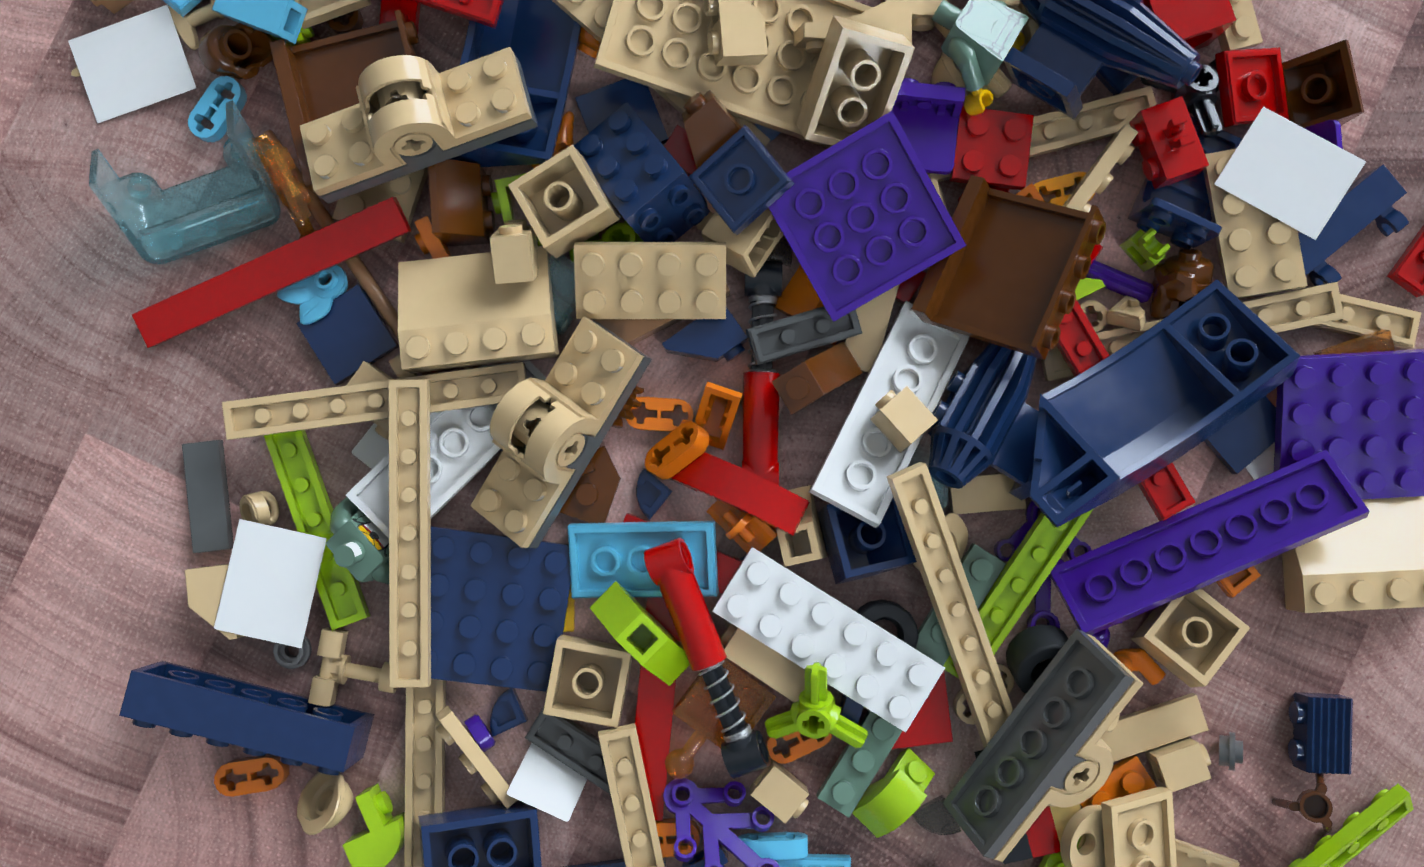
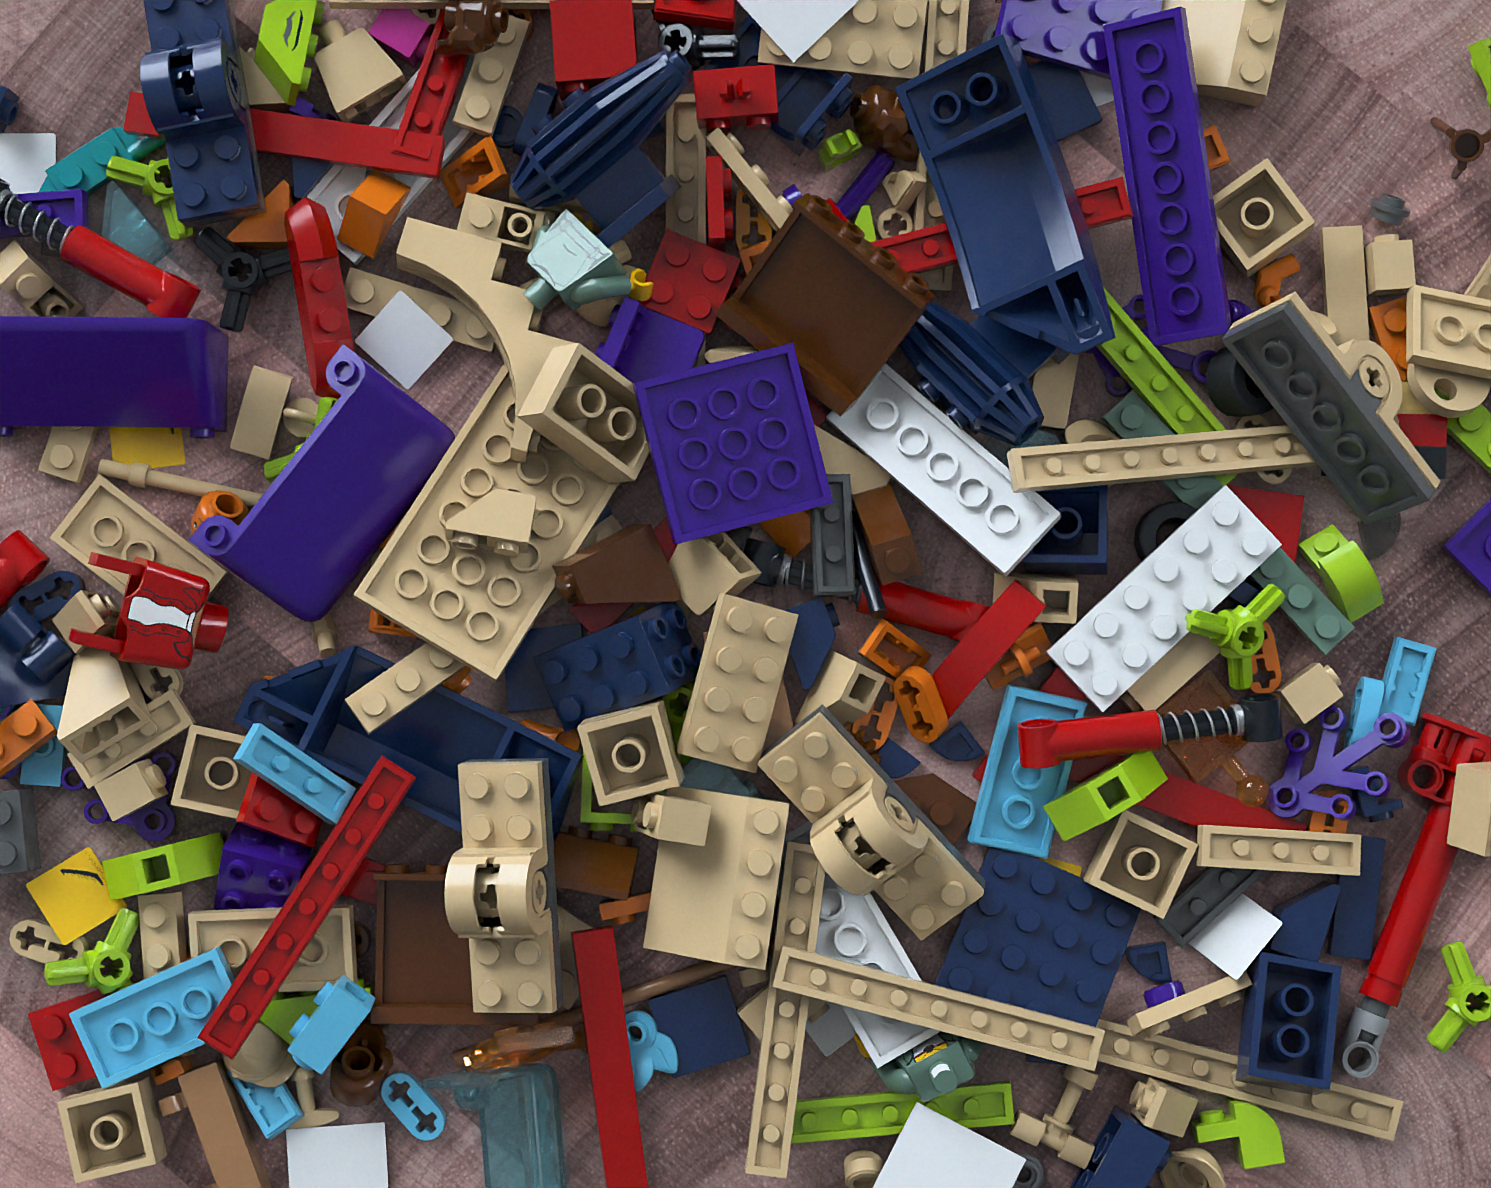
camera: 75 degrees left, 0 degrees up
(379, 757) = (1162, 1106): none -> tan slope
(576, 841) = (1305, 921): none -> dark blue slope
(622, 442) = (896, 760): none -> dark blue tile
(671, 378) = (843, 689): none -> tan slope
(741, 180) = (662, 559): dark blue tile -> none
(768, 375) = (866, 573): none -> black bar
(902, 418) = (955, 458): tan brick -> none
(1073, 151) = (718, 190): none -> red plate
(1321, 733) = (1395, 110): dark blue brick -> none

